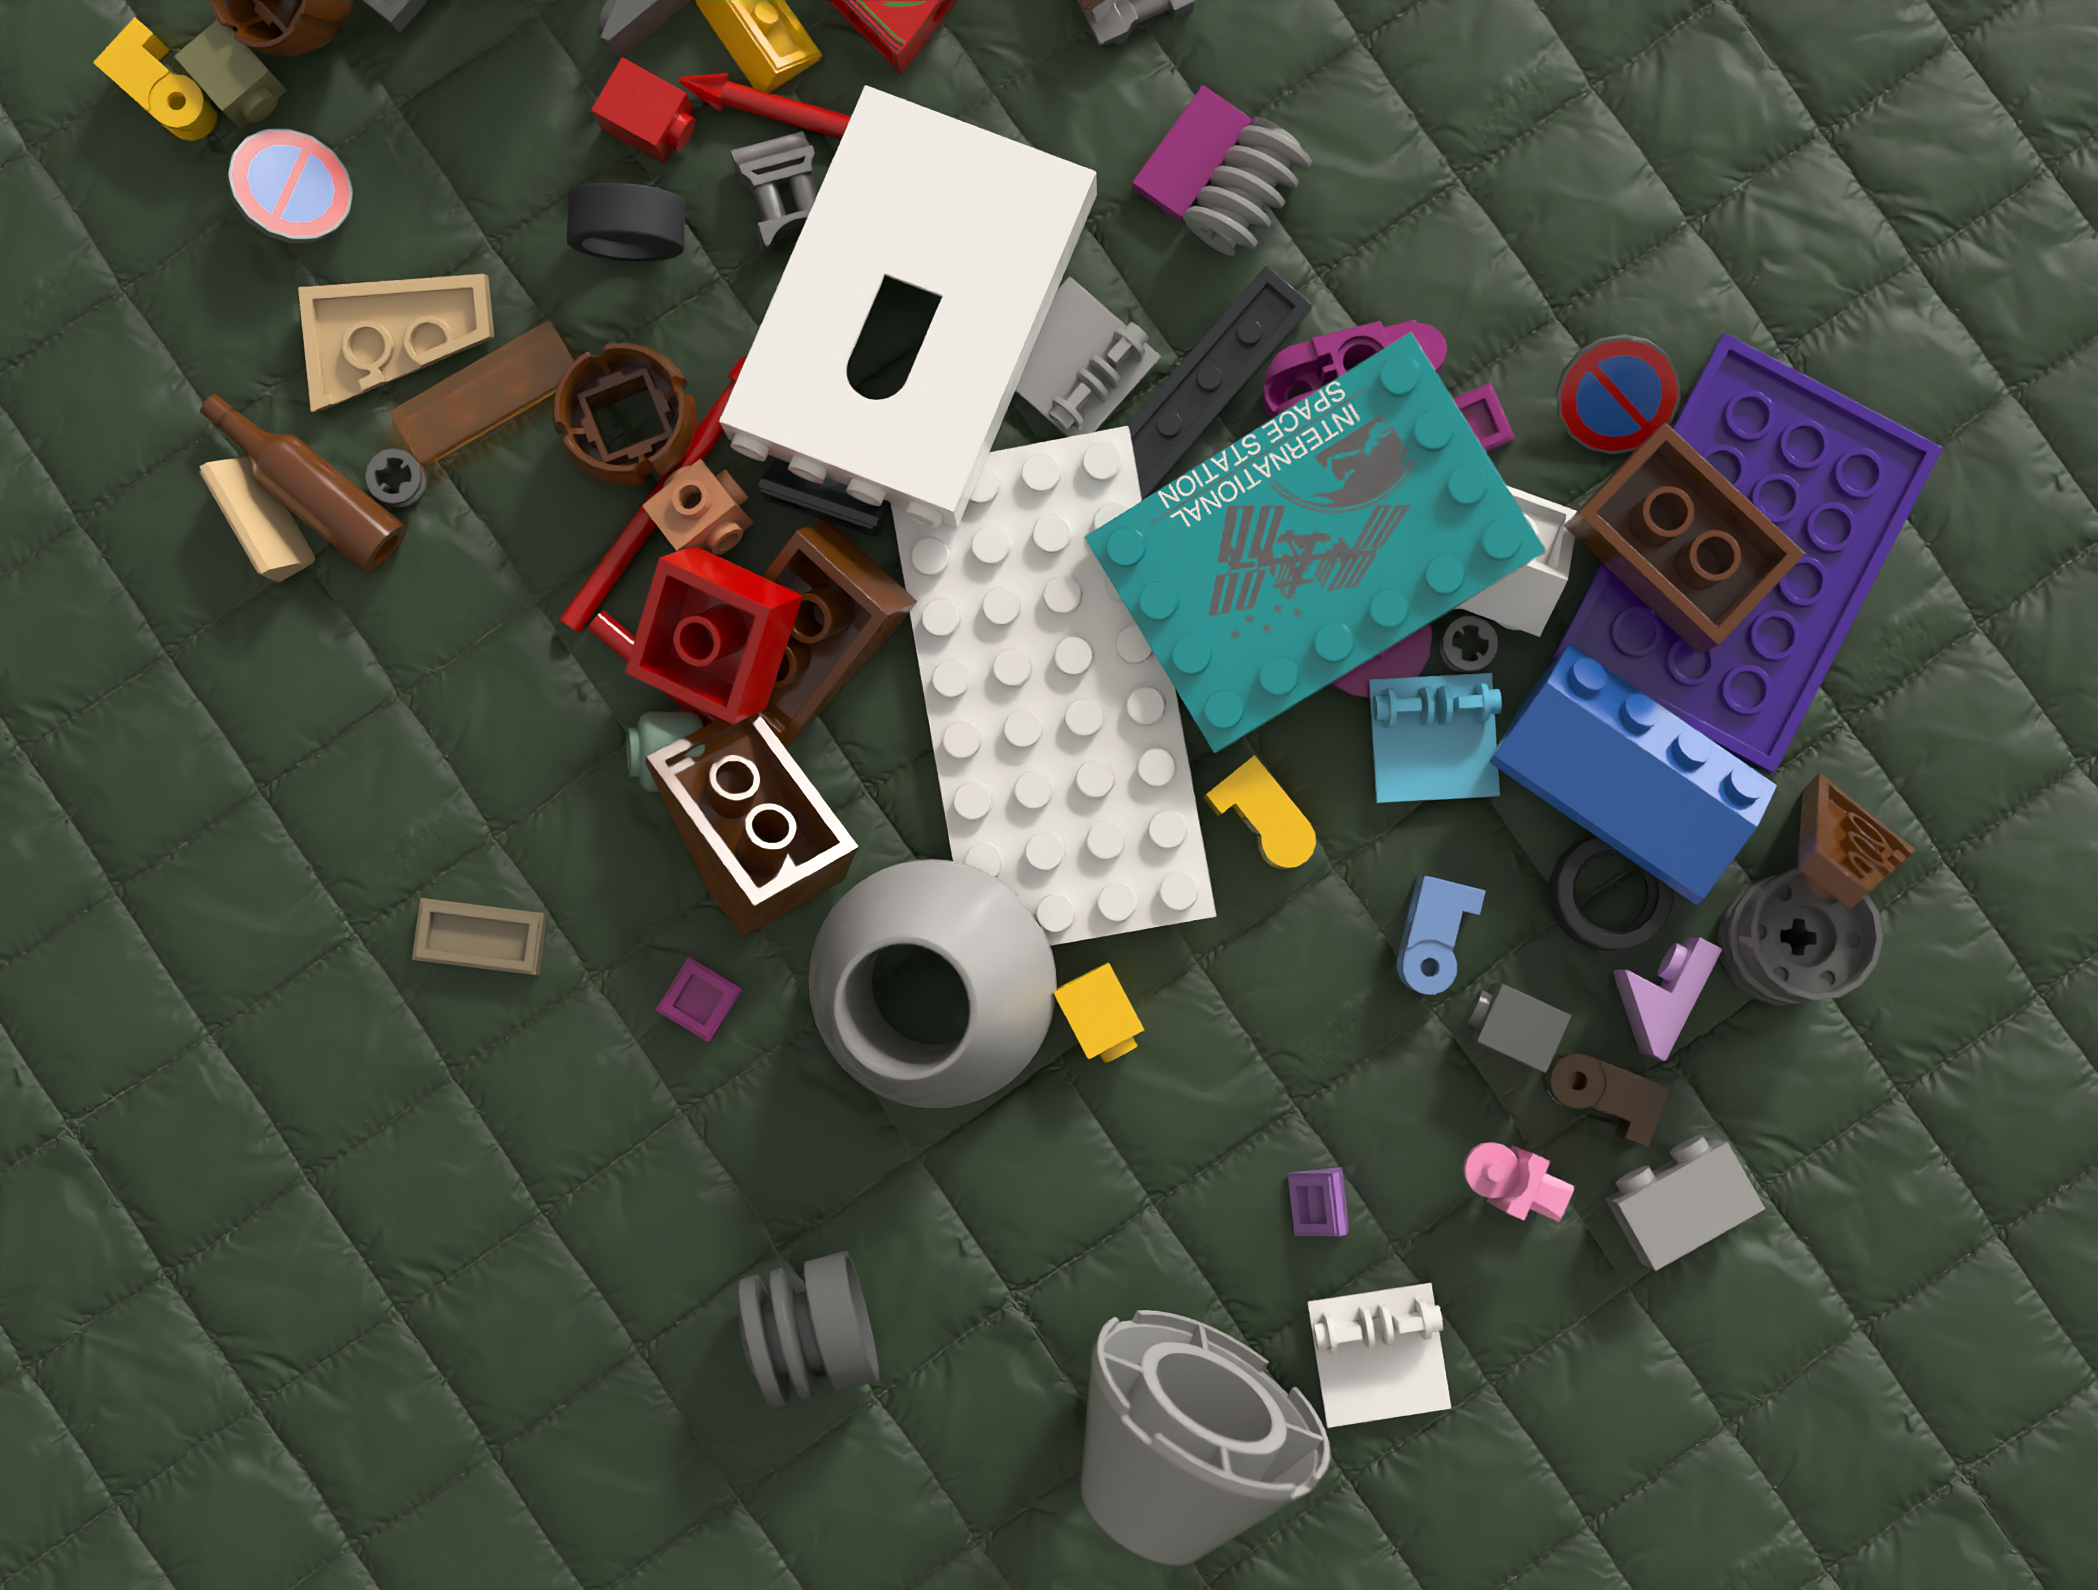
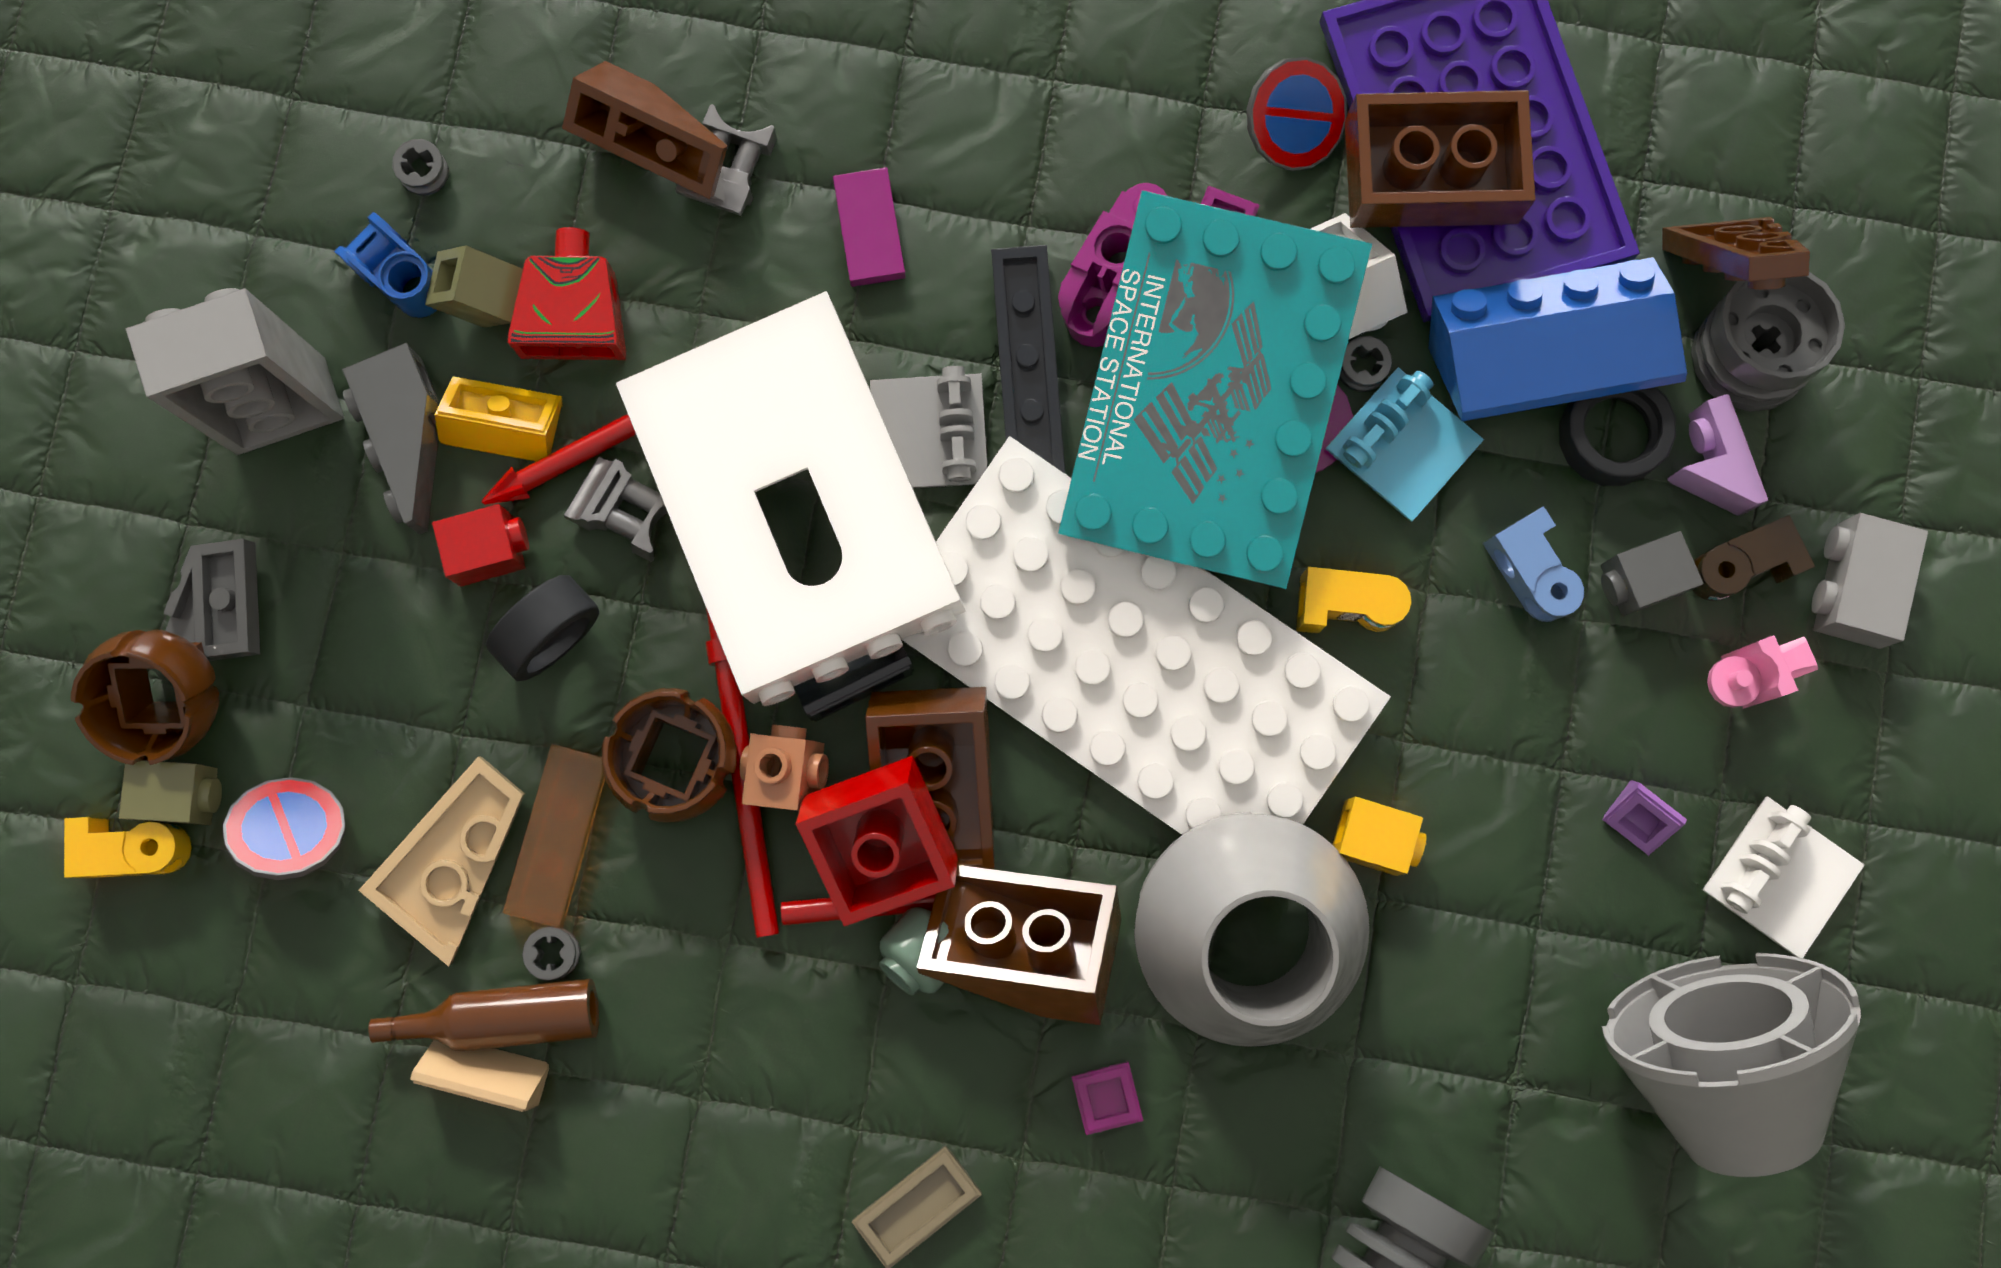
camera: 40 degrees left, 5 degrees down
(1246, 186) = (927, 211): light grey piece -> none

